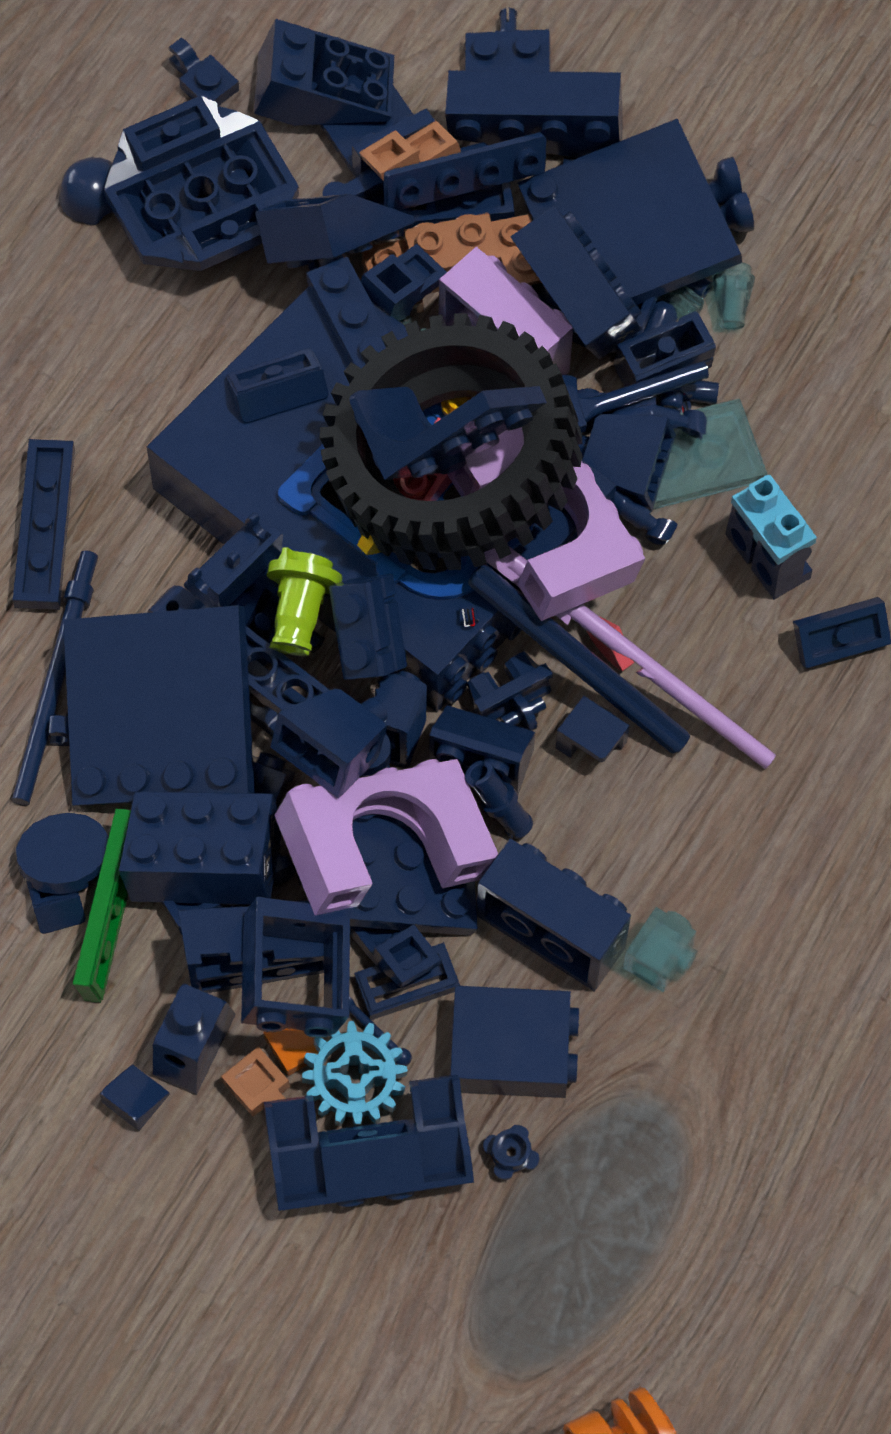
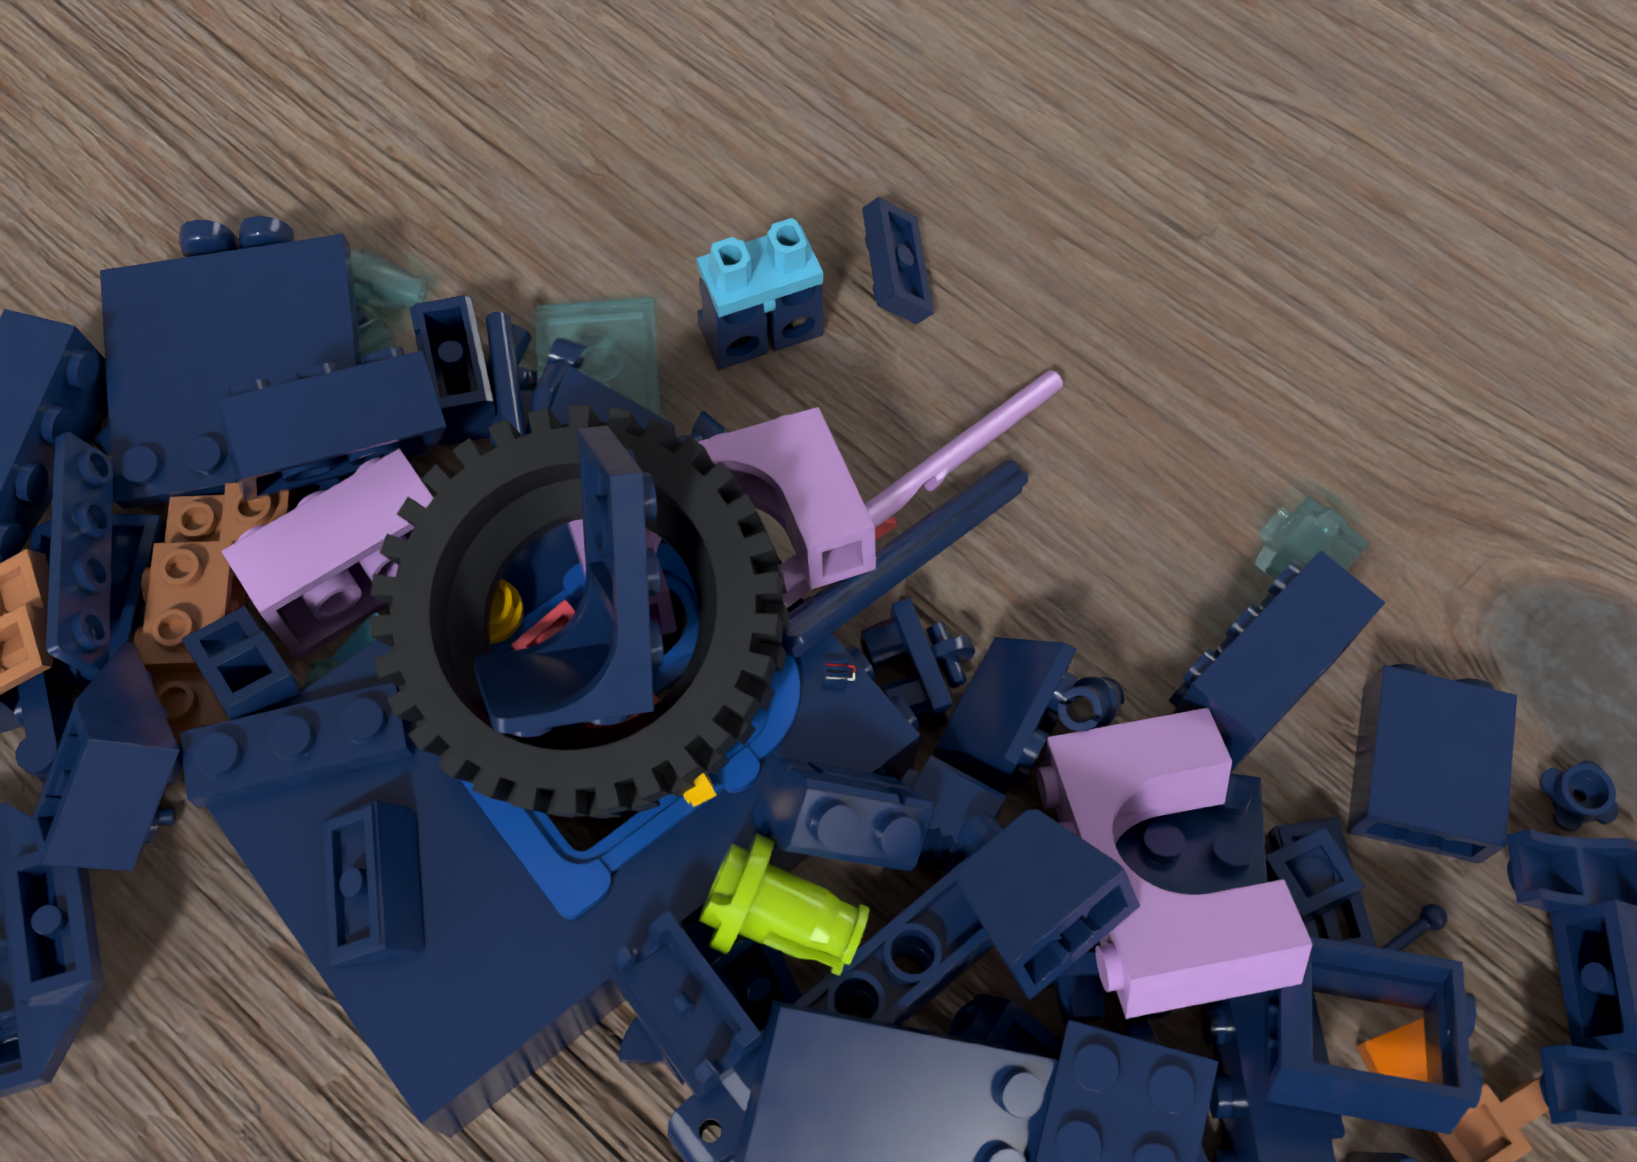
camera: 80 degrees left, 0 degrees up
(374, 1074) = (1497, 975): medium azure gear -> none
(592, 731) = (993, 572): dark blue panel -> none

